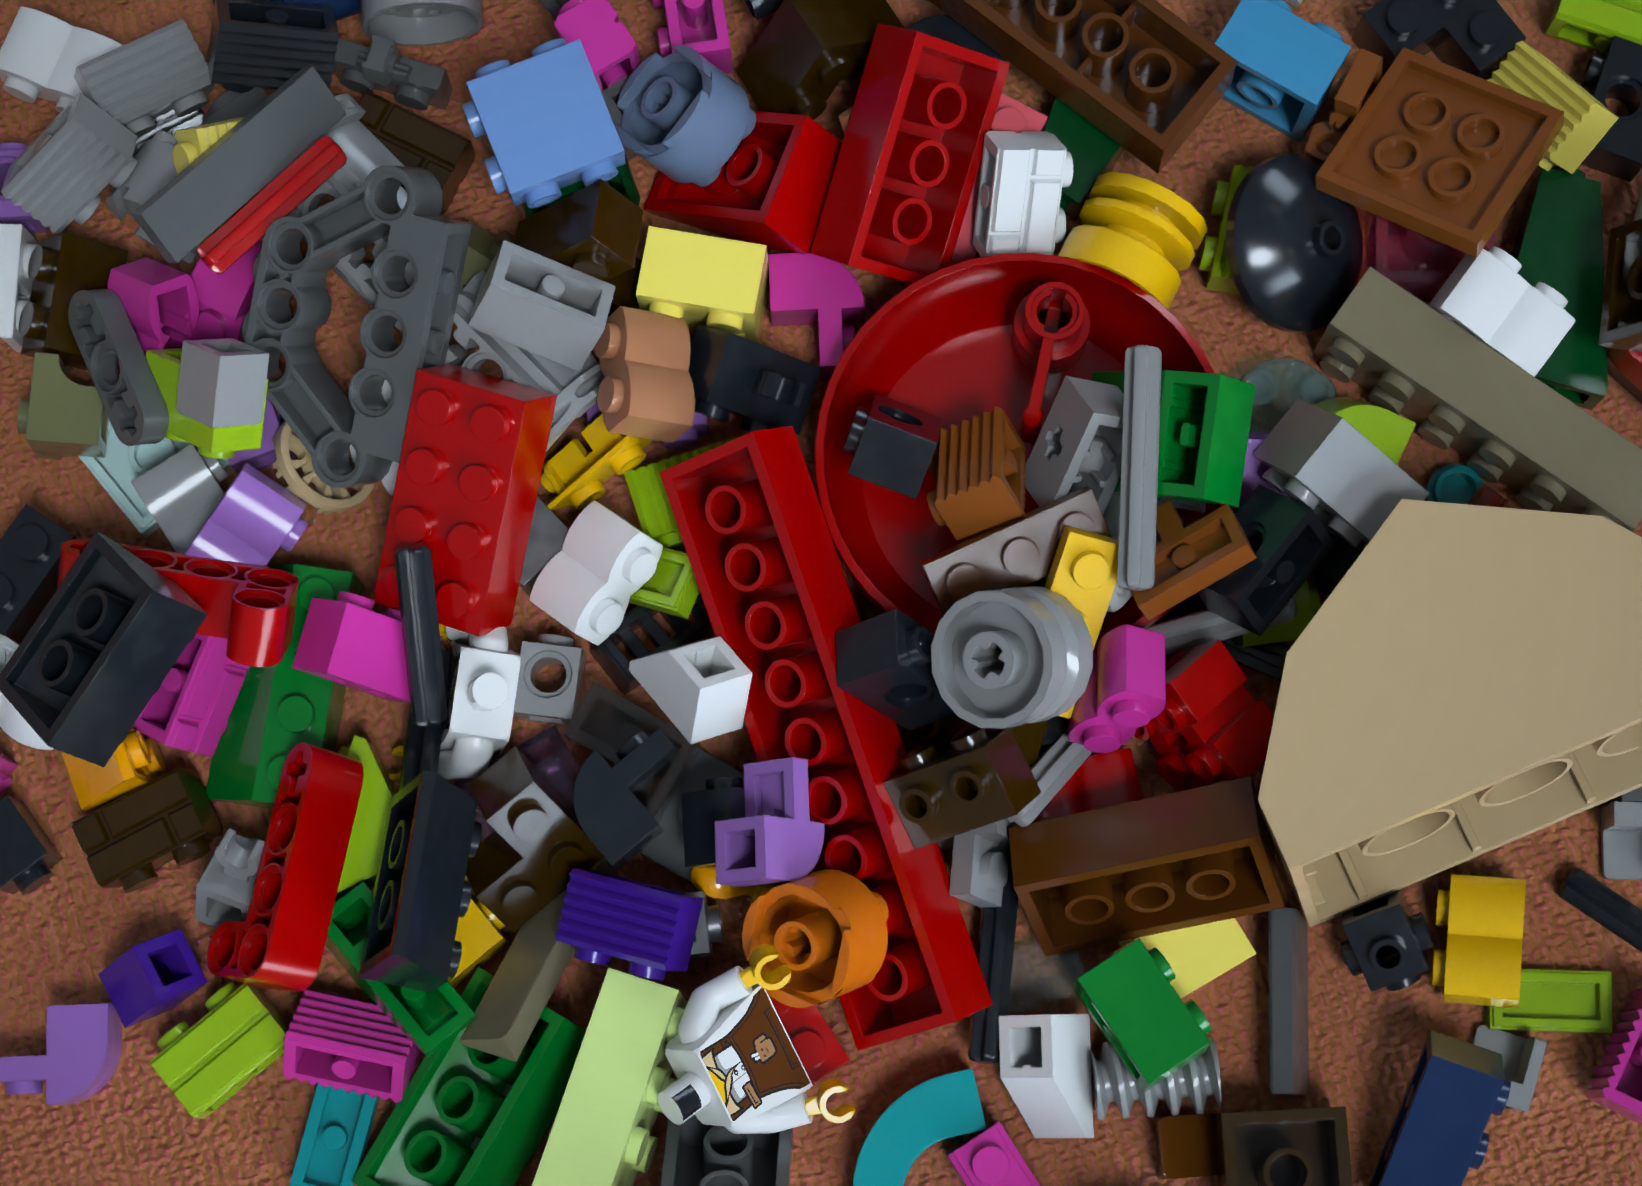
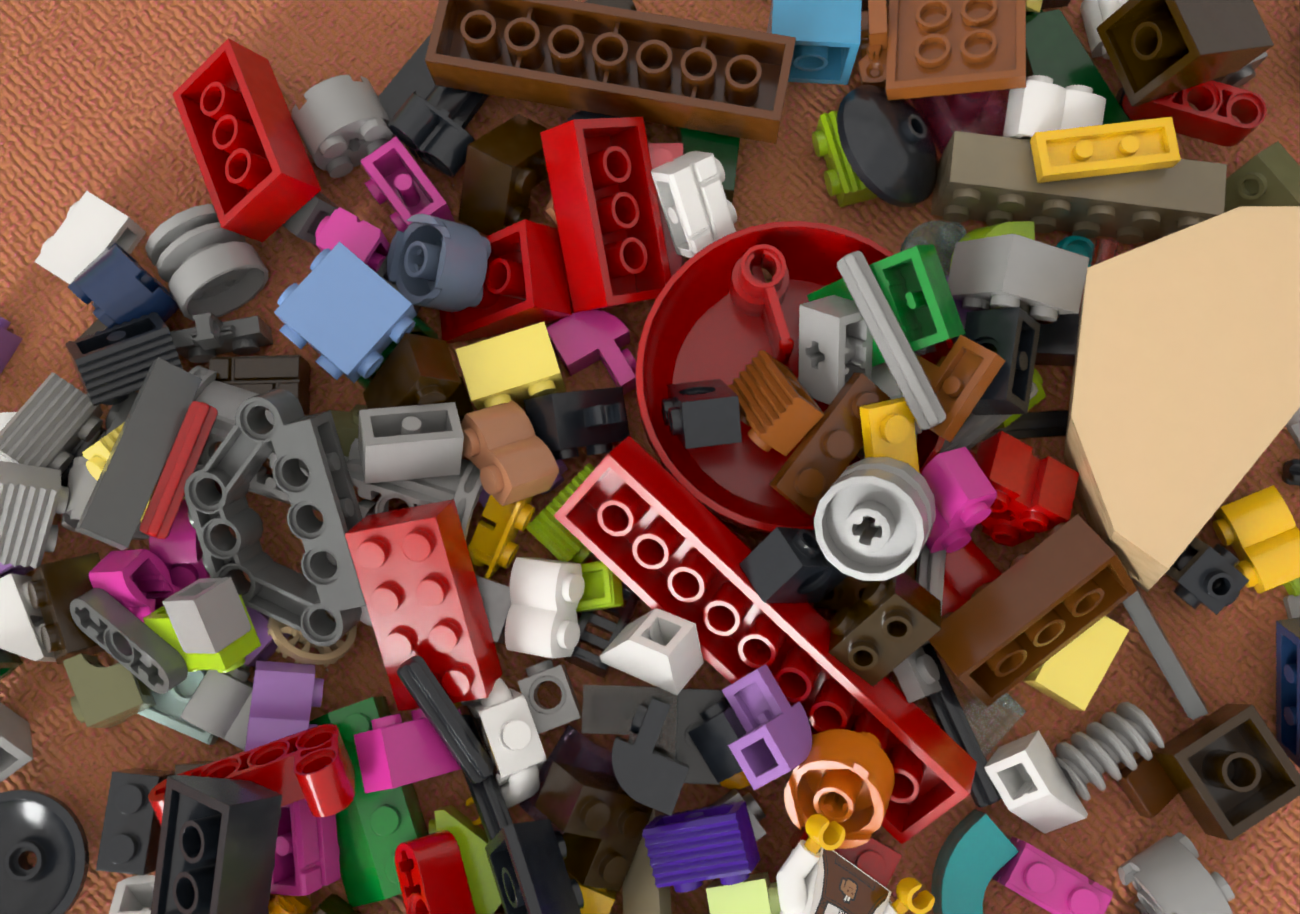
camera: 30 degrees left, 0 degrees up
(1137, 233) = (783, 187): yellow wheel -> none
(1144, 1014) = (1088, 716): green brick -> none
(1529, 379) = (1104, 149): none -> yellow plate

